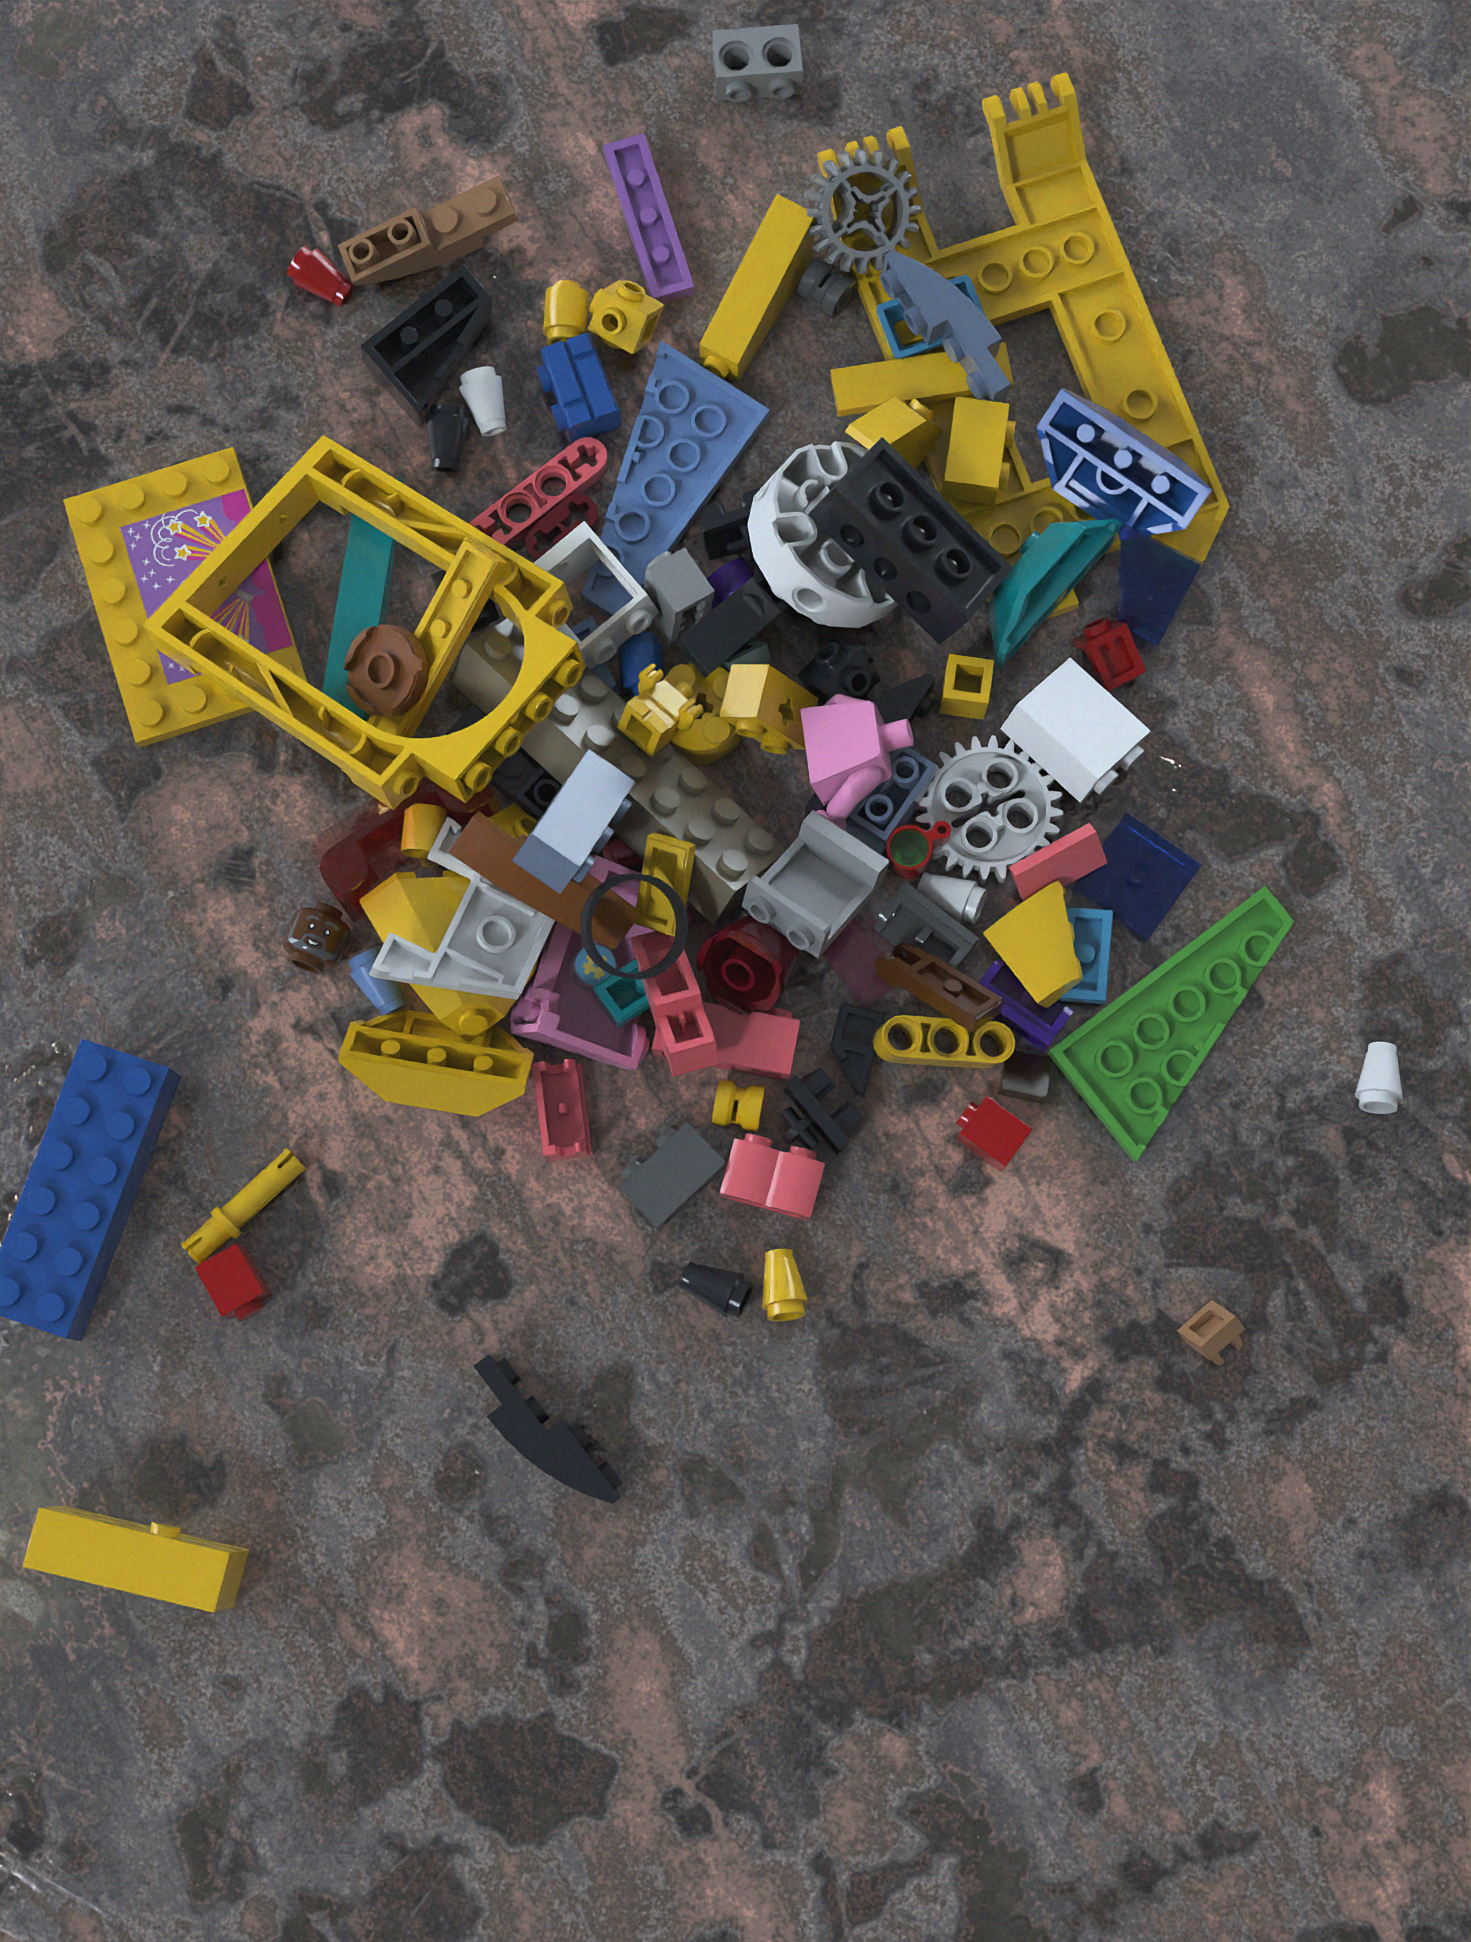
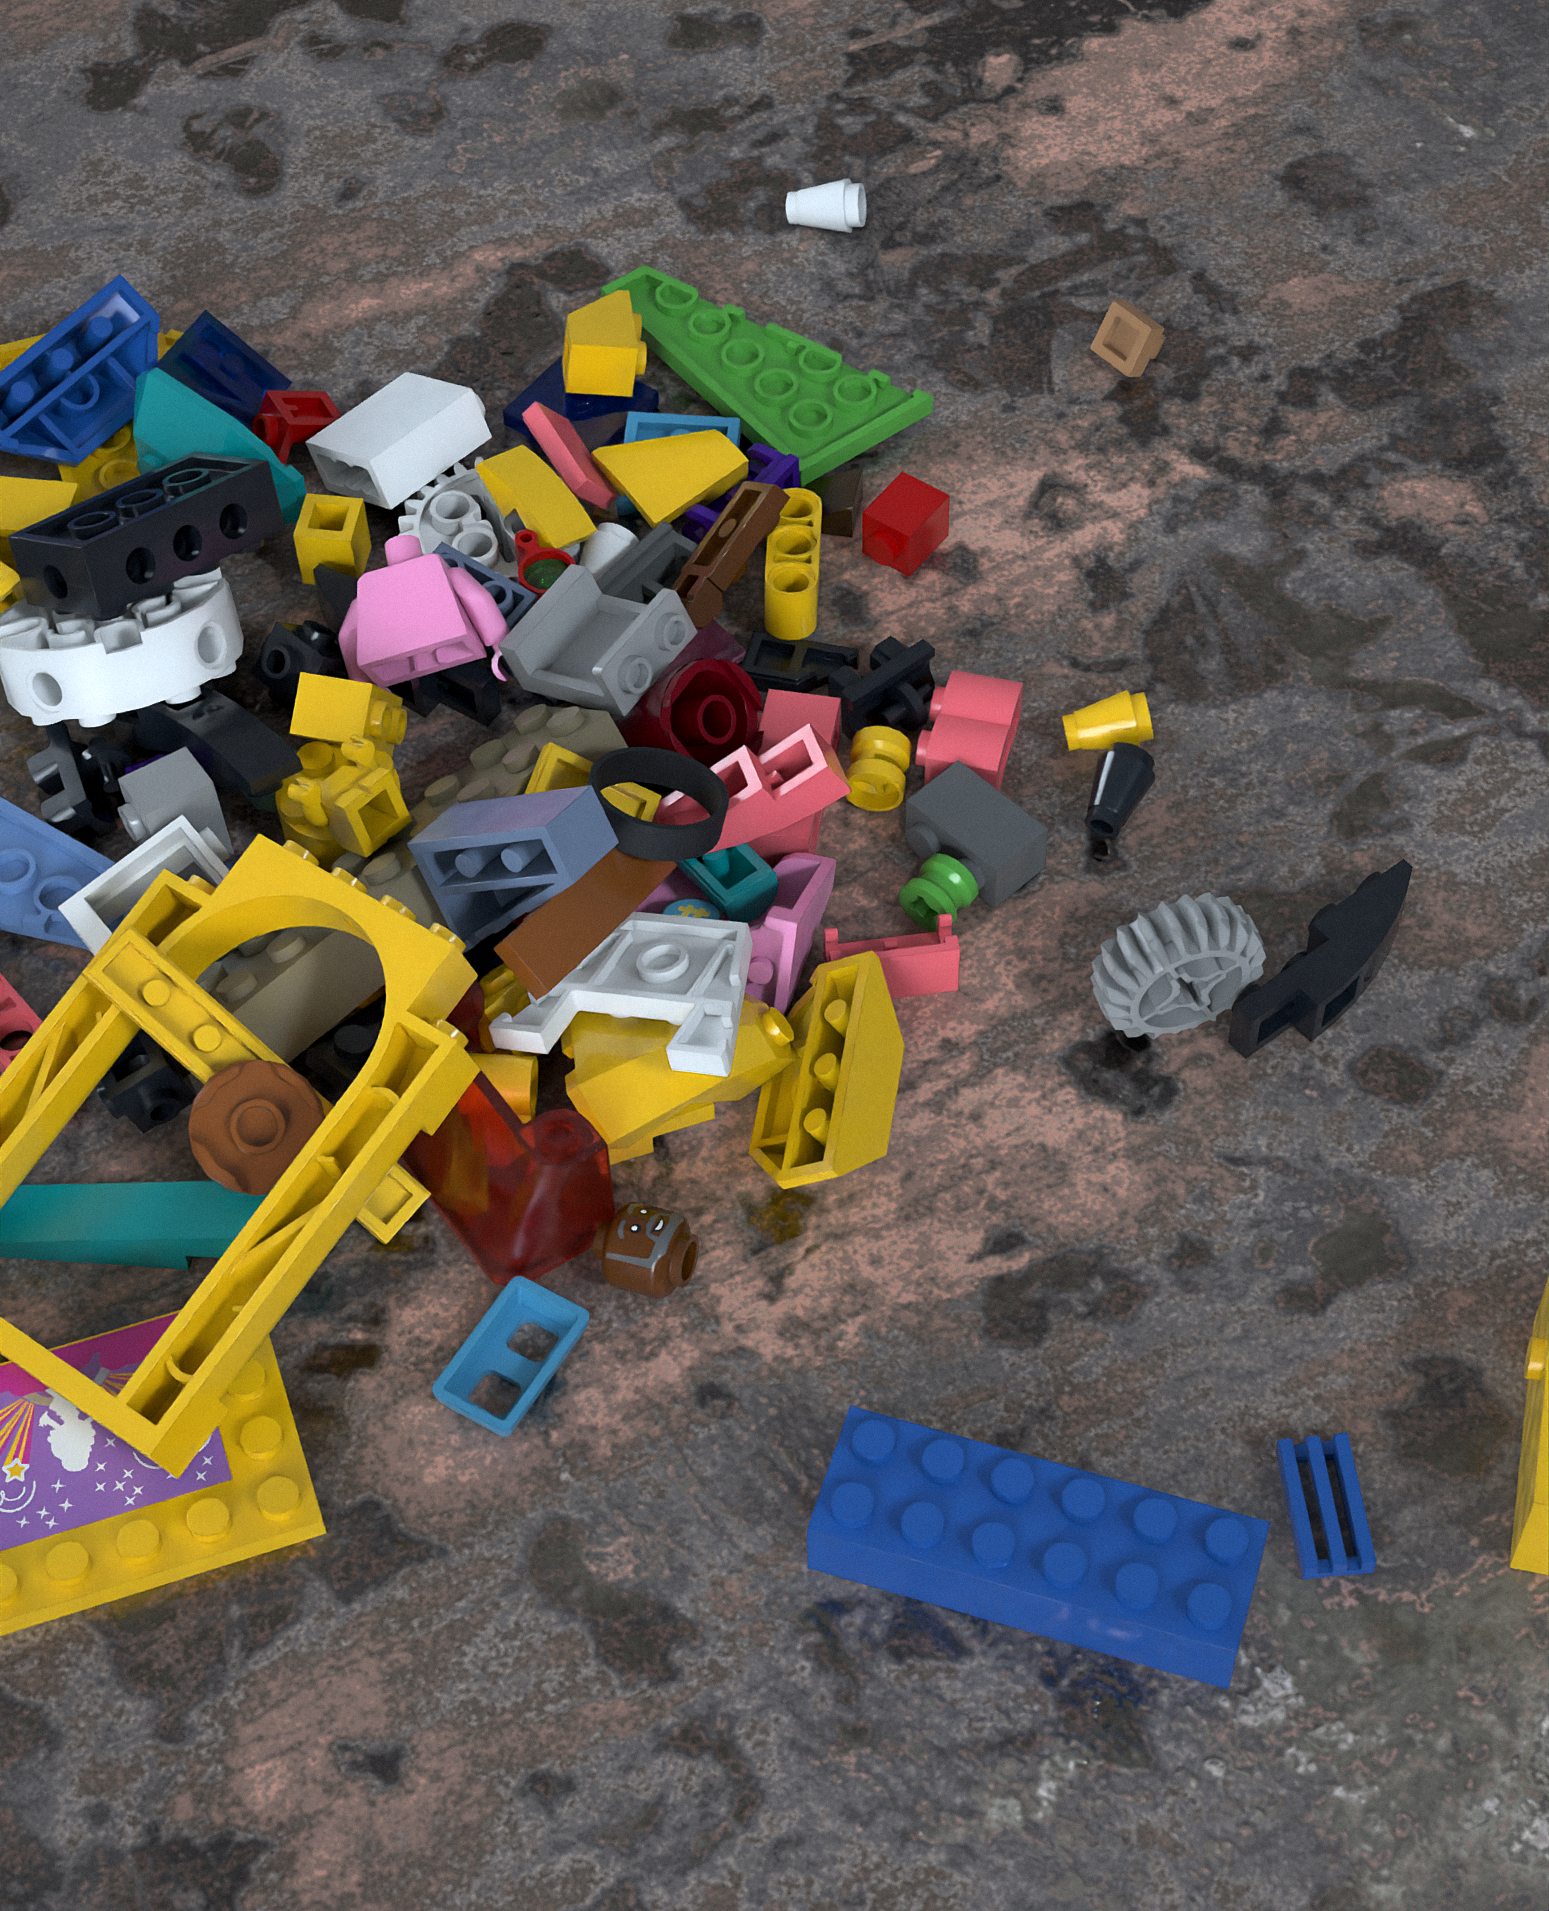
camera: 90 degrees left, 25 degrees down
(70, 1388) = (1316, 1454): none -> blue tile
(234, 1283) = (1159, 1336): red brick -> none
(242, 1207) = (1067, 1352): yellow pin -> none
(258, 843) = (487, 1353): none -> dark azure piece
(383, 993) = (705, 1179): medium blue cone -> none
(523, 1315) = (1177, 966): none -> light grey gear
(557, 521) = (39, 954): dark red beam -> none
(617, 1146) = (940, 889): none -> bright green wheel
(989, 836) = (528, 486): none -> yellow slope
(1180, 884) = (604, 347): none -> yellow slope

